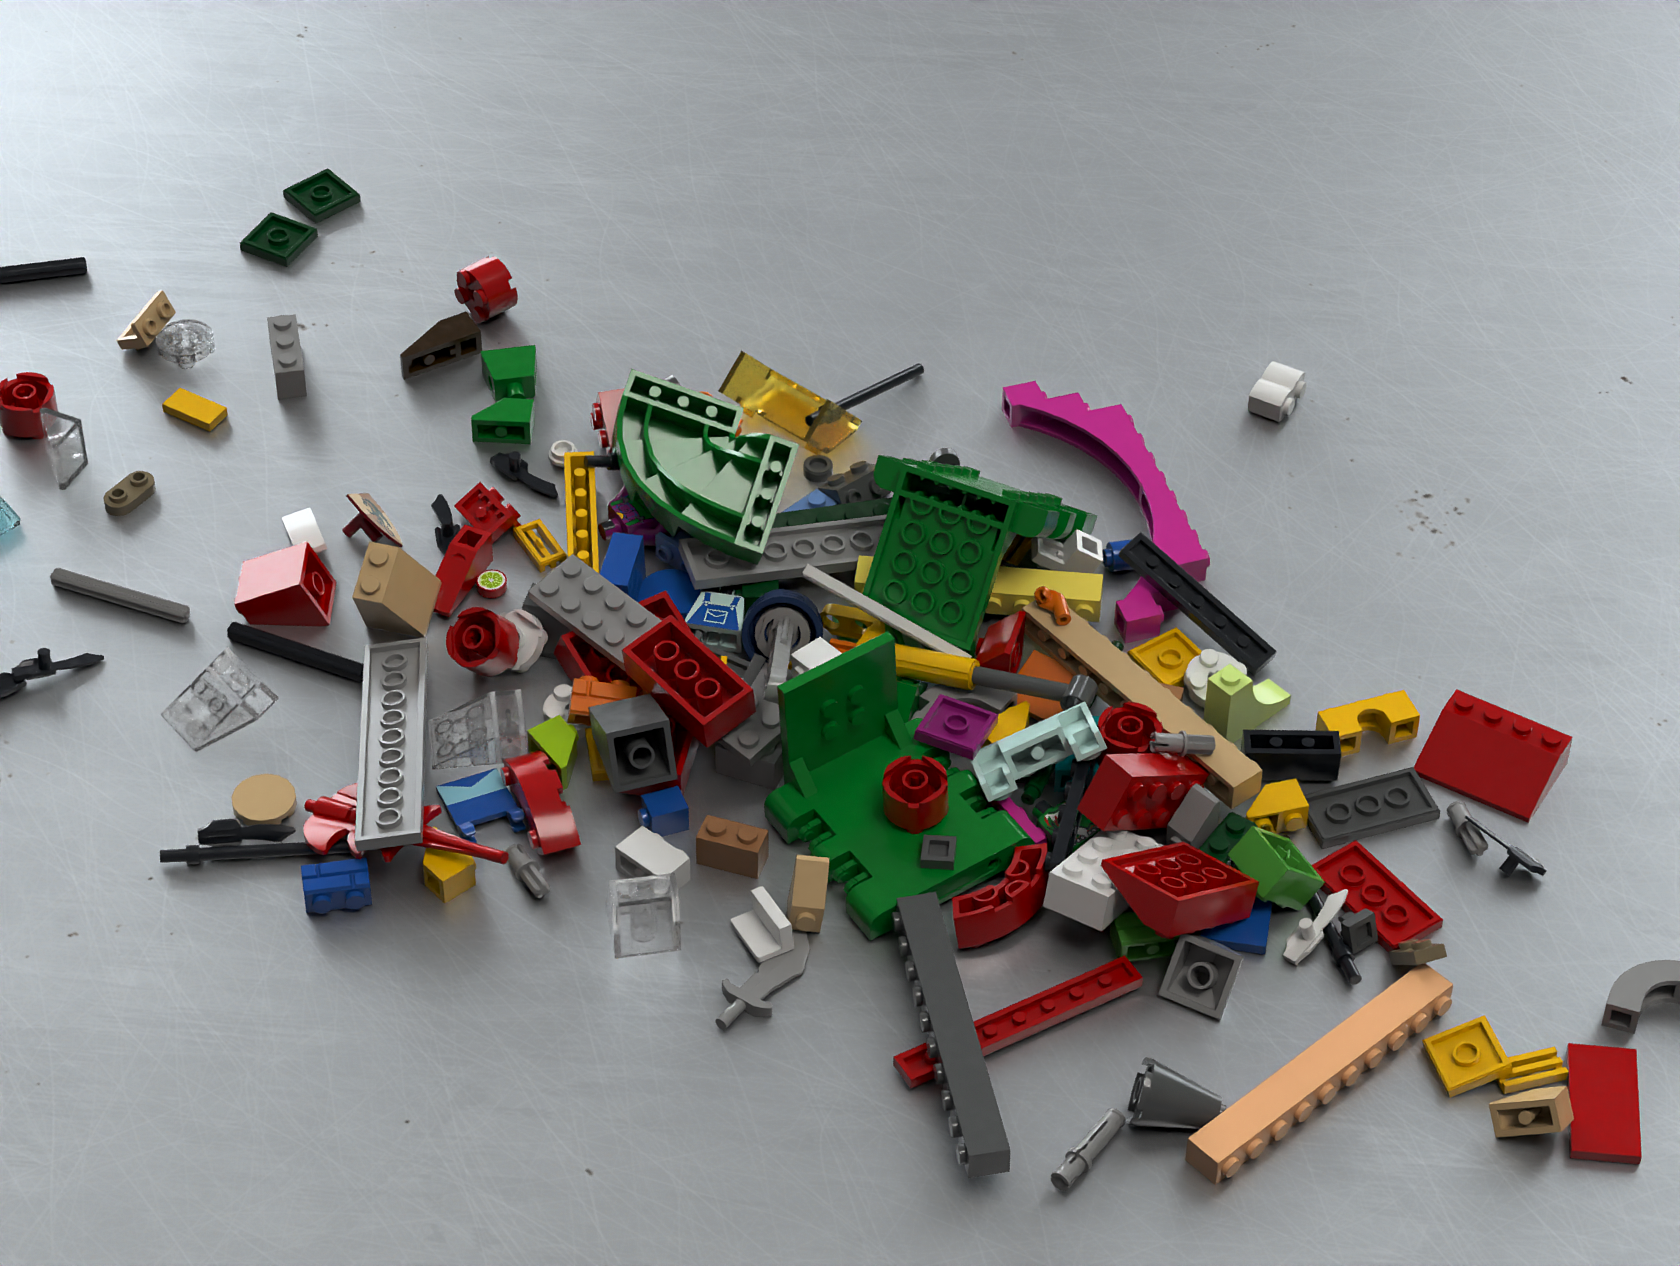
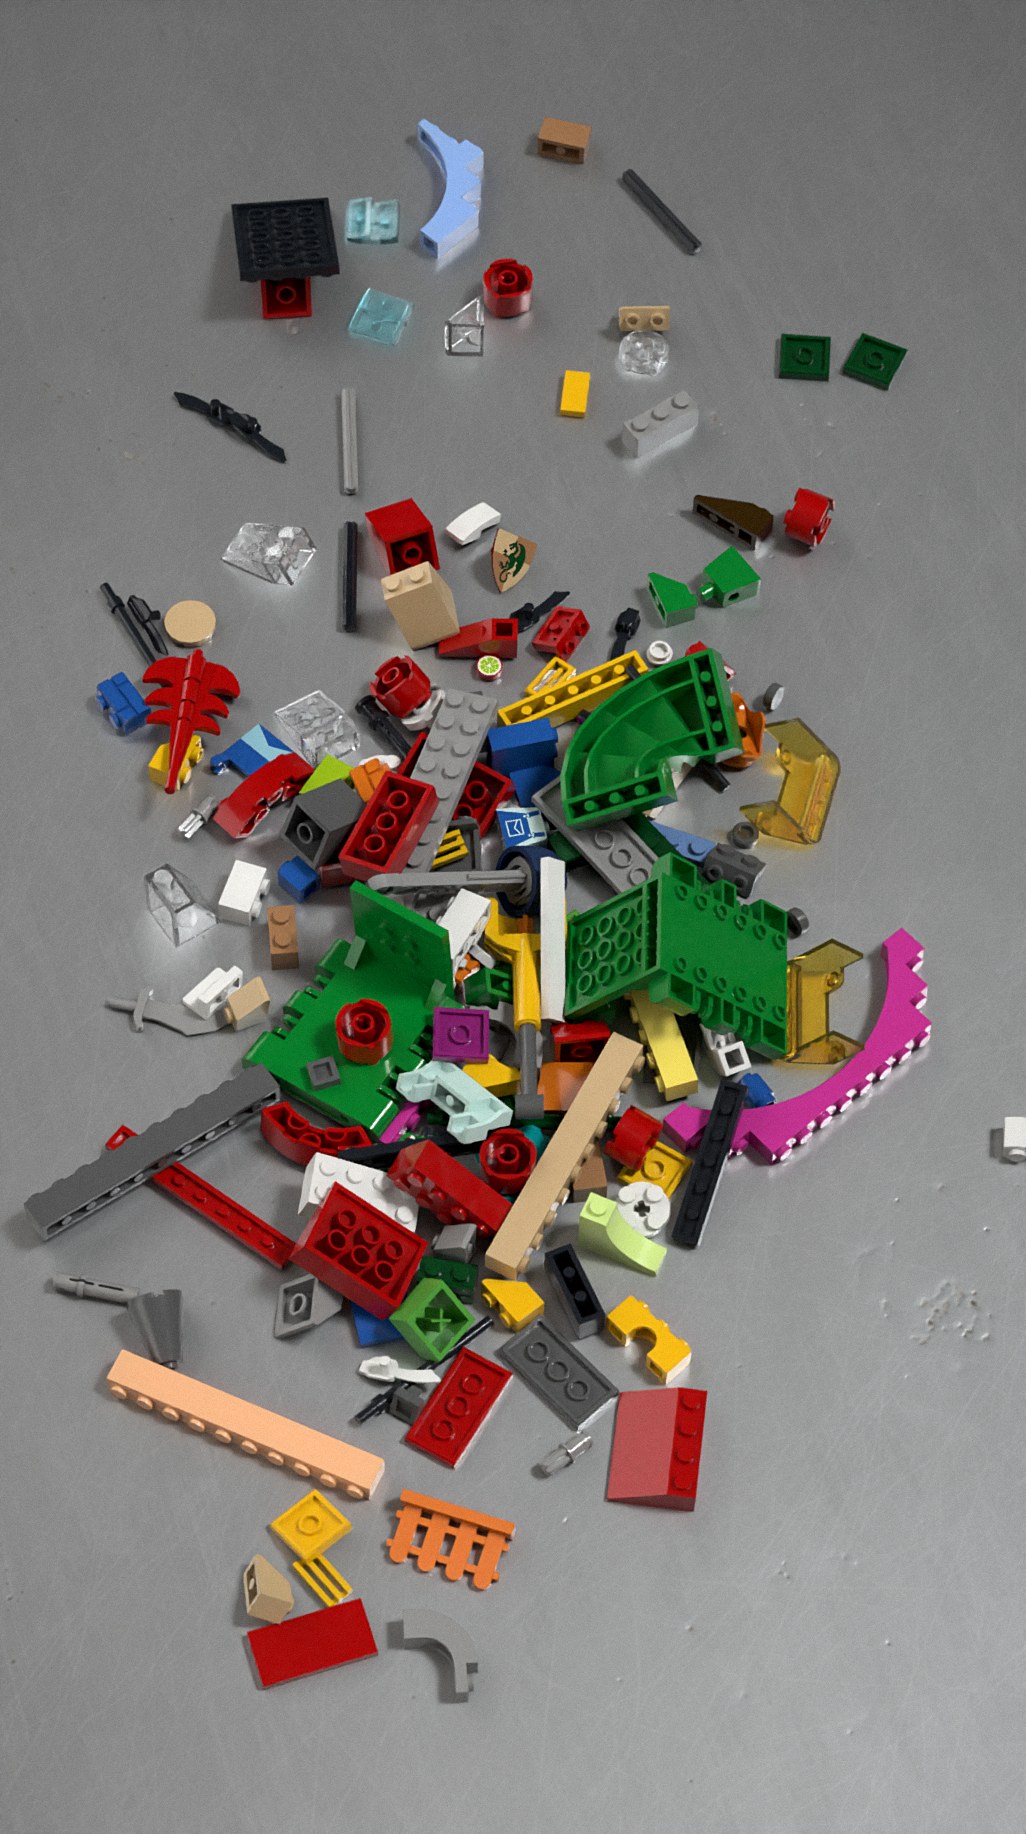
camera: 65 degrees right, 15 degrees up
(129, 493) = (460, 396): dark tan plate -> none
(392, 745) = (266, 673): light grey plate -> none
(527, 682) = (380, 721): none -> black pin
(873, 390) = (845, 834): black bar -> none
(1019, 466) = (809, 984): none -> clear yellow windscreen
(1053, 602) = (624, 1053): orange arm -> none
(1146, 641) = (633, 1138): none -> red brick
(1182, 743) = (503, 1197): light grey axle -> none
(1417, 952) = (393, 1453): dark tan plate -> none
(1515, 854) = (548, 1498): black piece -> none
(1529, 935) = (438, 1527): none -> orange fence

